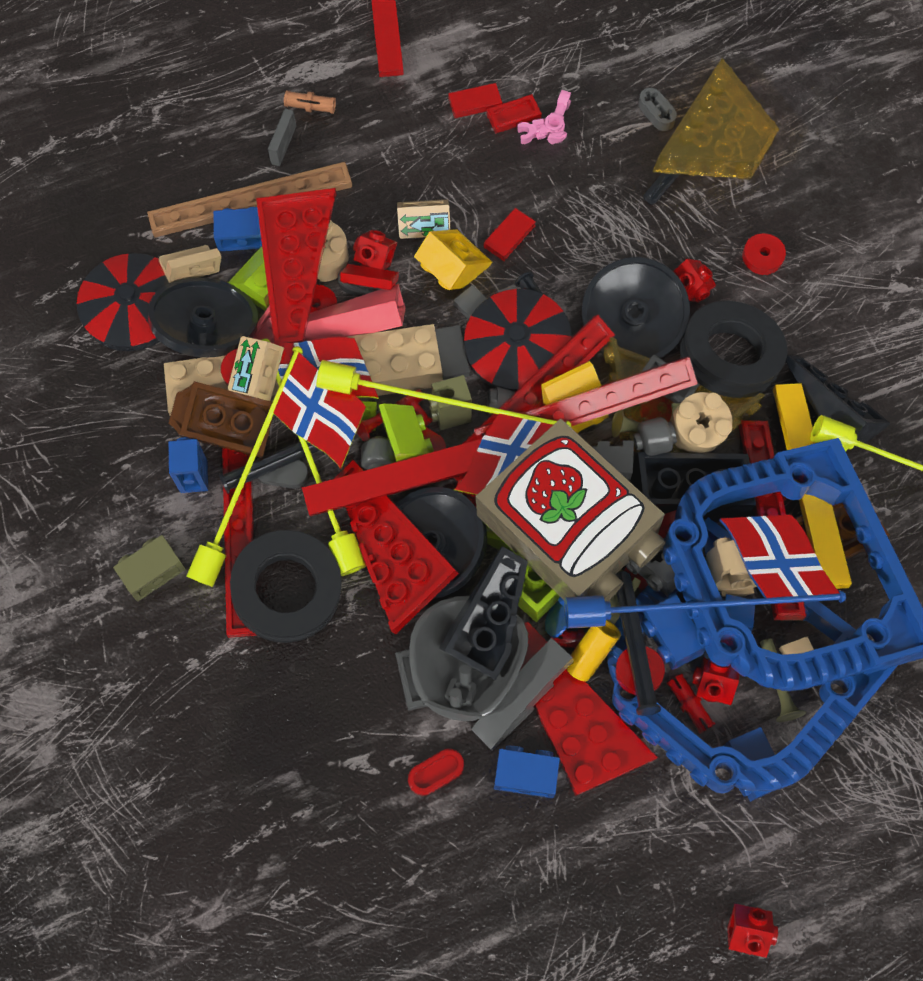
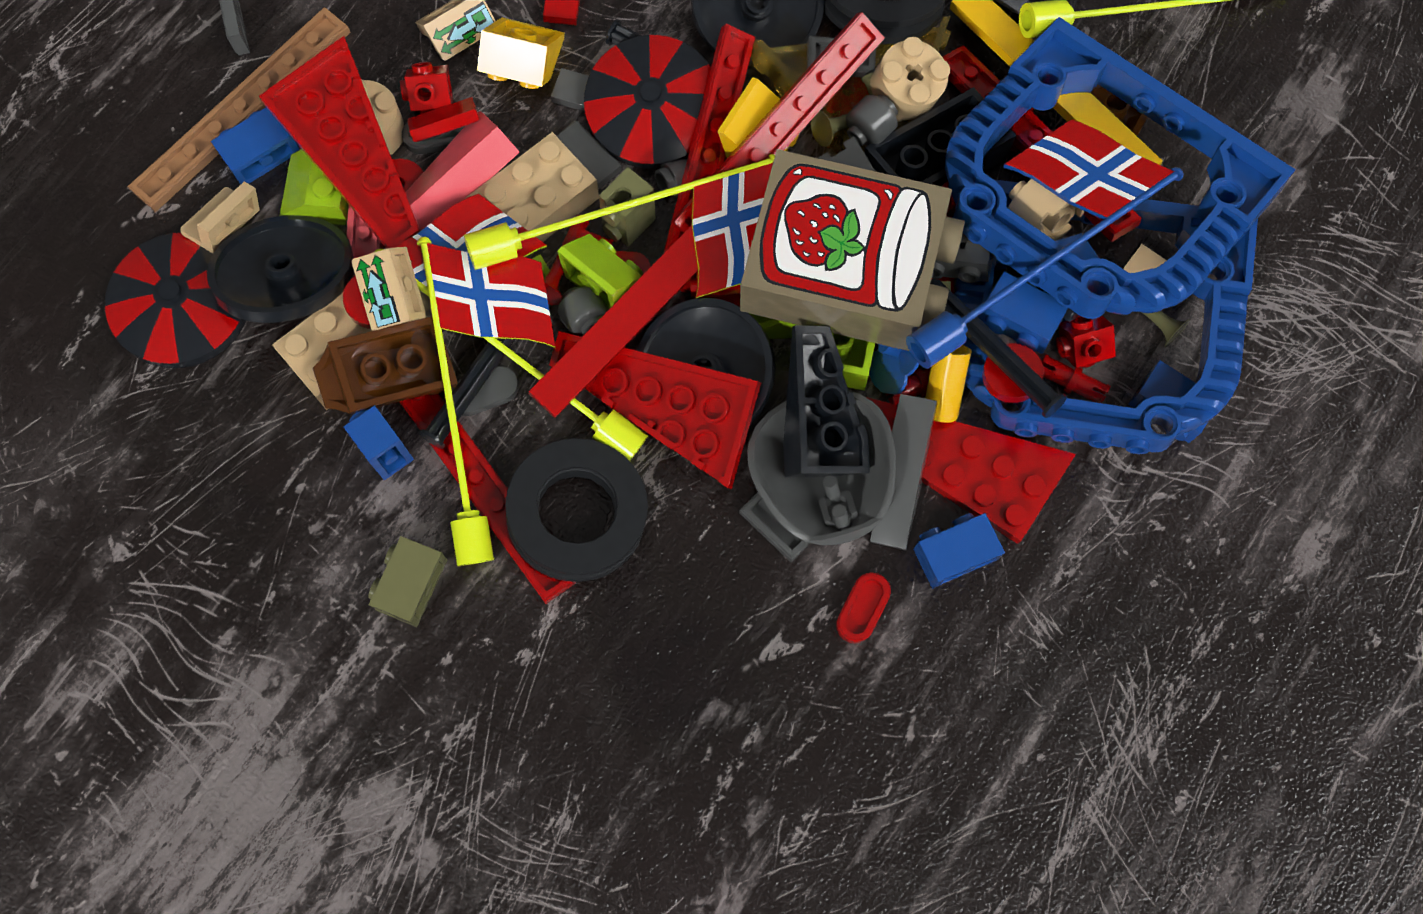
camera: 35 degrees left, 5 degrees up
(751, 930) = (1276, 567): red brick -> none

